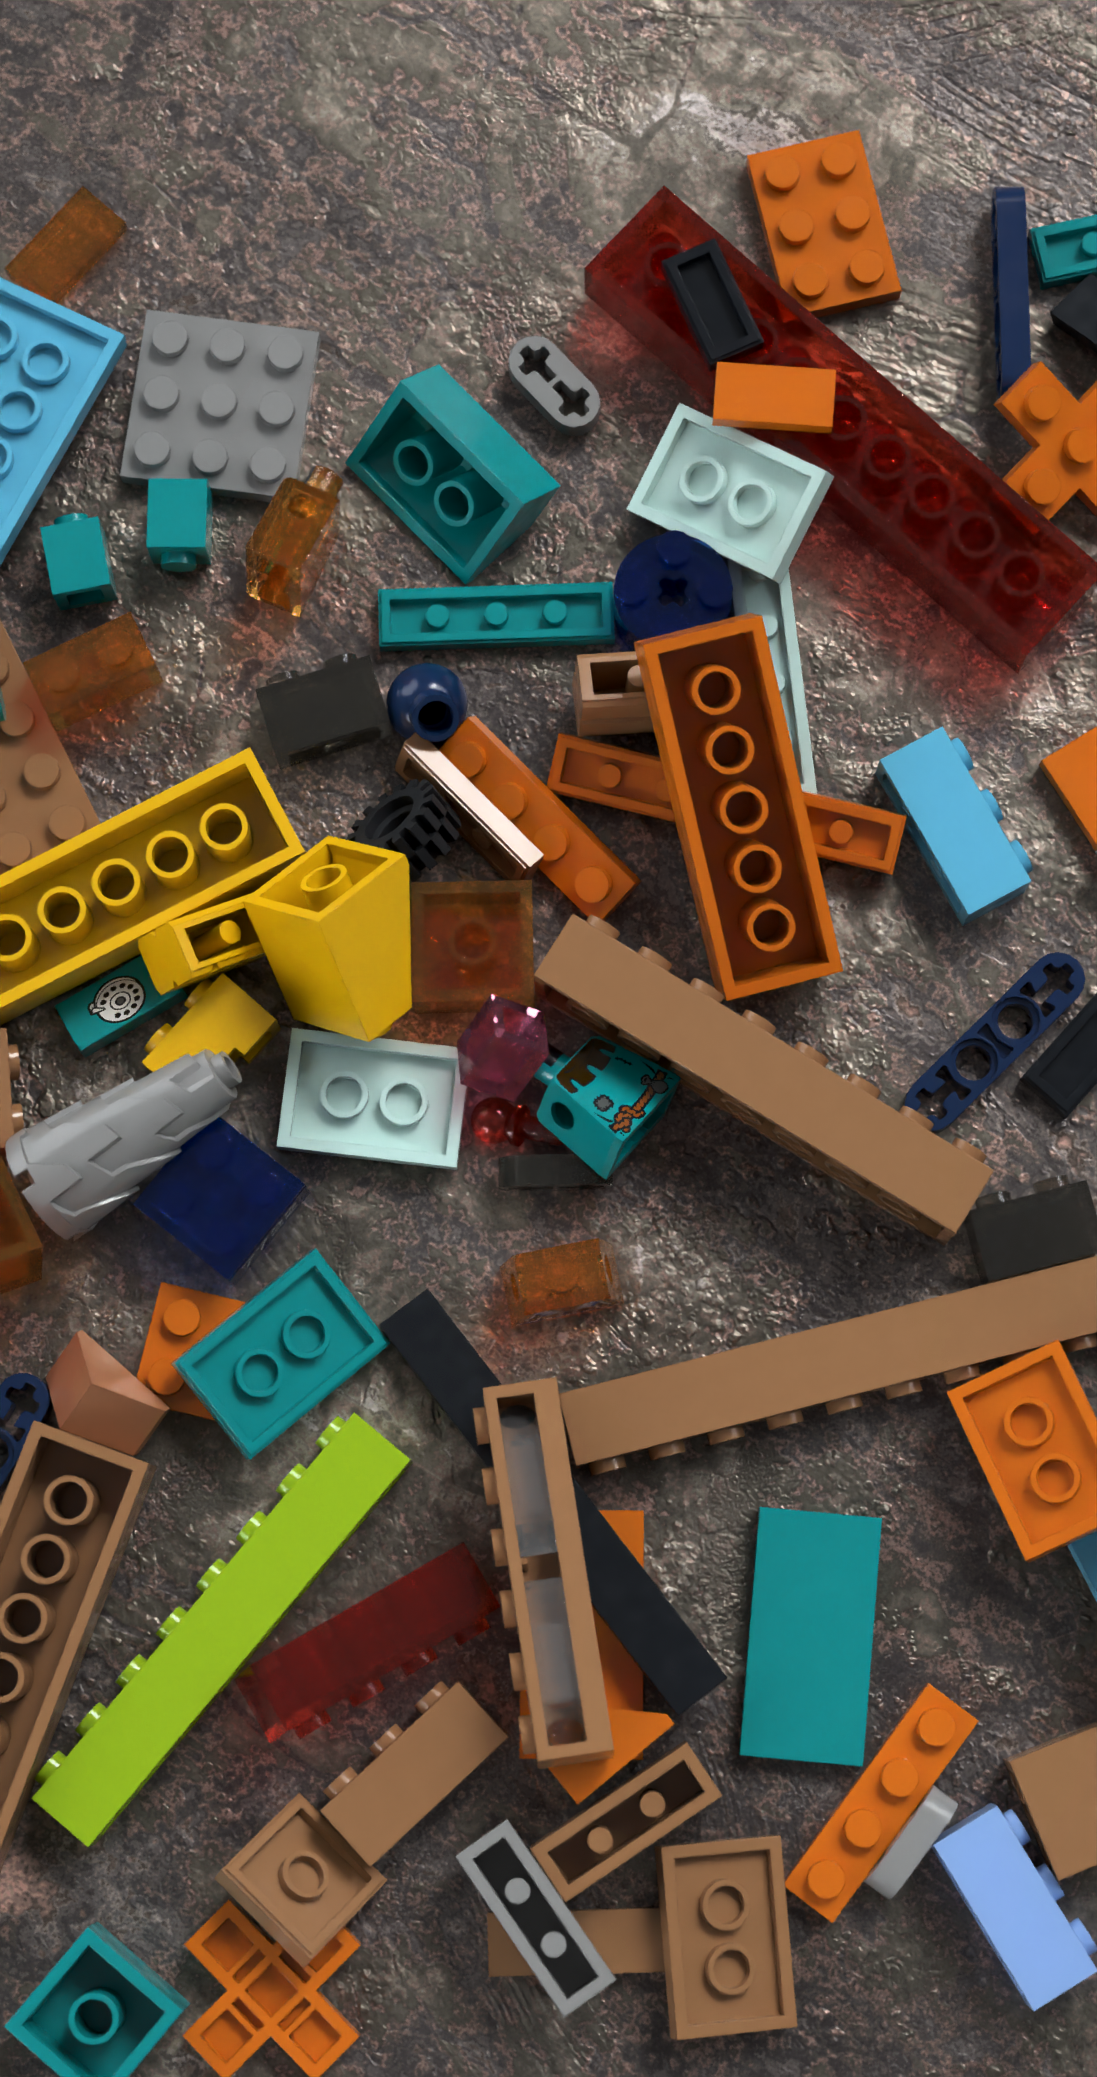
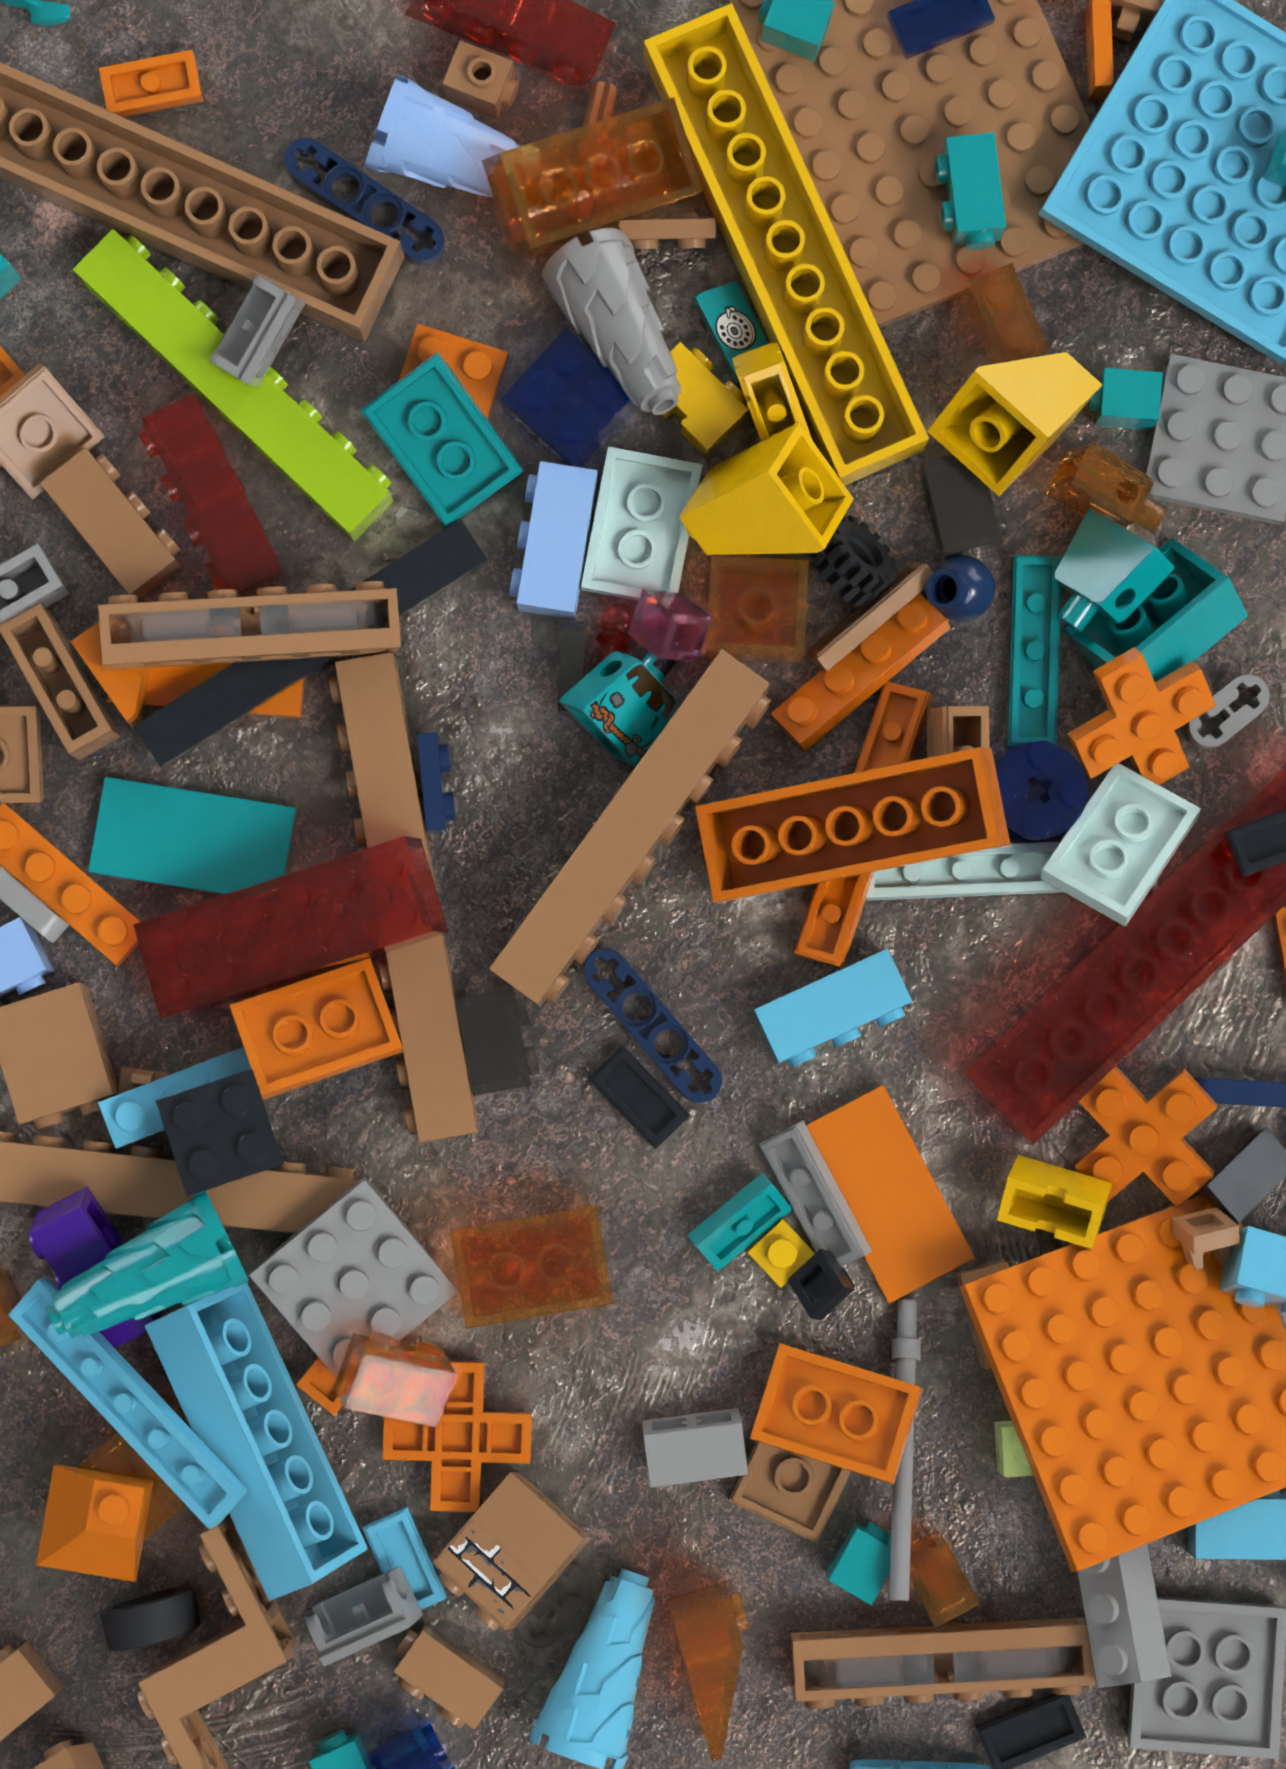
camera: 90 degrees right, 5 degrees up
(78, 561) = (1099, 315): teal brick -> none
(102, 1398) = (418, 299): nougat slope -> none
(160, 1595) = (257, 331): none -> light grey hinge
(220, 642) = (1012, 415): none -> yellow slope
(398, 529) = (1107, 572): none -> teal torso
(398, 1204) = (554, 540): none -> light blue brick
(561, 1281) = (482, 667): clear orange torso -> none
(575, 477) = (1141, 718): none -> orange plate
(741, 1326) = (438, 804): none -> dark blue plate
(774, 397) = (1195, 882): orange tile -> none
(921, 1493) = (291, 927): none -> clear red brick

